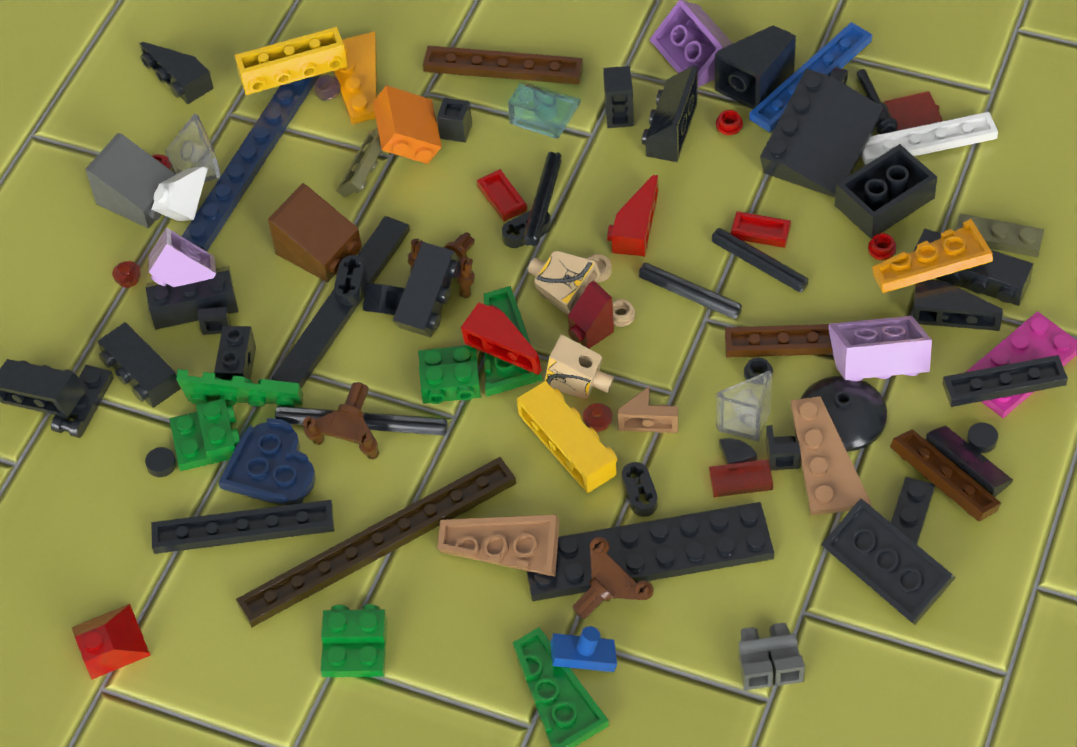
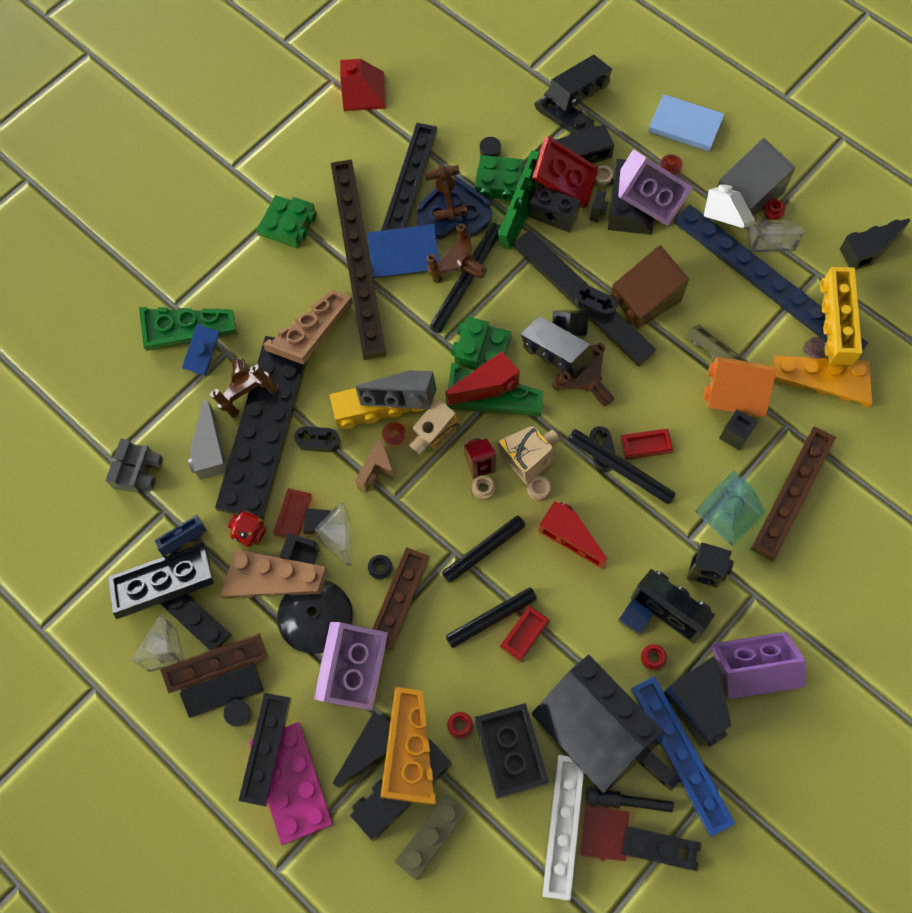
camera: 110 degrees right, 15 degrees up
(57, 278) = (686, 122): none -> light blue tile
(164, 335) = (604, 176): none -> tan tile
(186, 351) = (565, 171): none -> red tile
(257, 456) = (445, 184): none -> reddish brown axle
(352, 490) = (401, 250): none -> blue tile
(552, 384) = (399, 390): none -> dark grey slope
(695, 149) = (636, 616): none -> dark blue tile
(703, 592) = (206, 447): none -> light grey slope
(783, 505) = (247, 528): none -> red head
(825, 570) = (180, 535): none -> dark blue plate
(903, 69) = (660, 848): none -> black plate
(961, 519) = (159, 647): none -> clear slope

